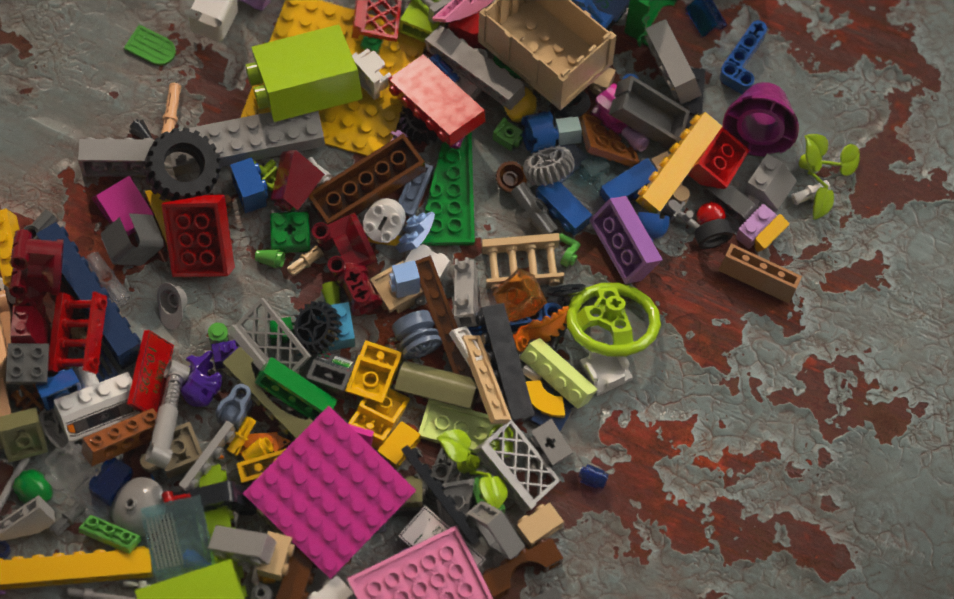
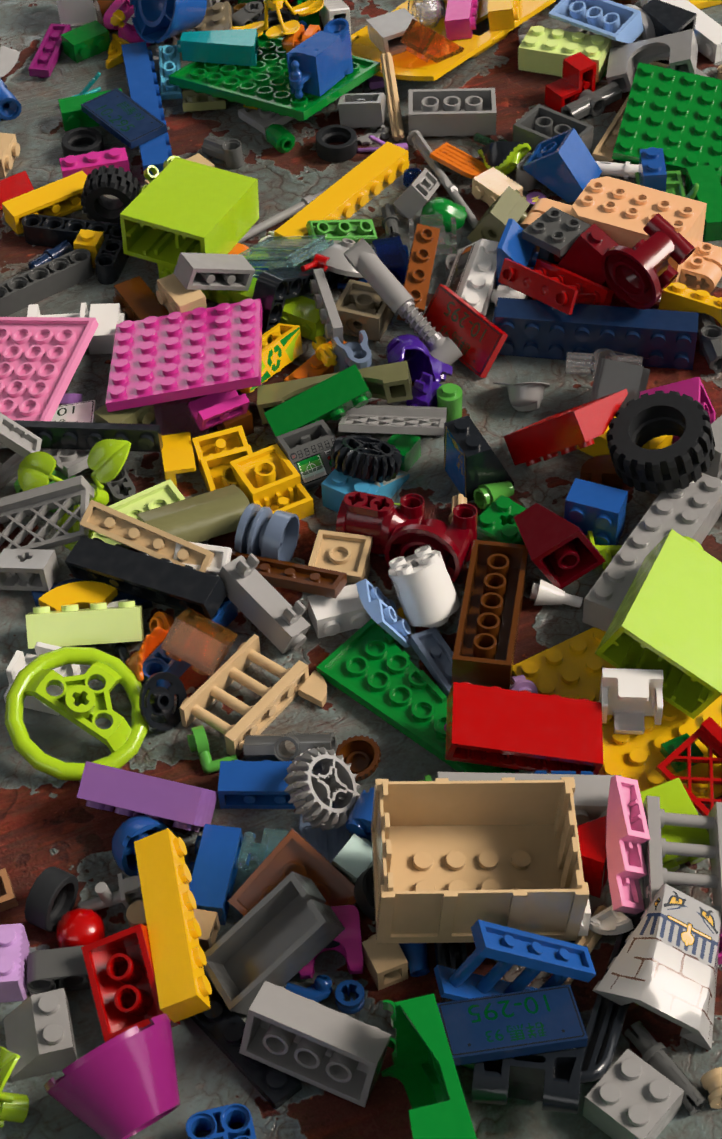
camera: 140 degrees right, 20 degrees down
(258, 448) = (296, 357): yellow cone -> none
(260, 277) = (470, 458): none -> black slope
(405, 279) = (327, 538): light blue brick -> none
(485, 233) = (314, 689): none -> tan tile

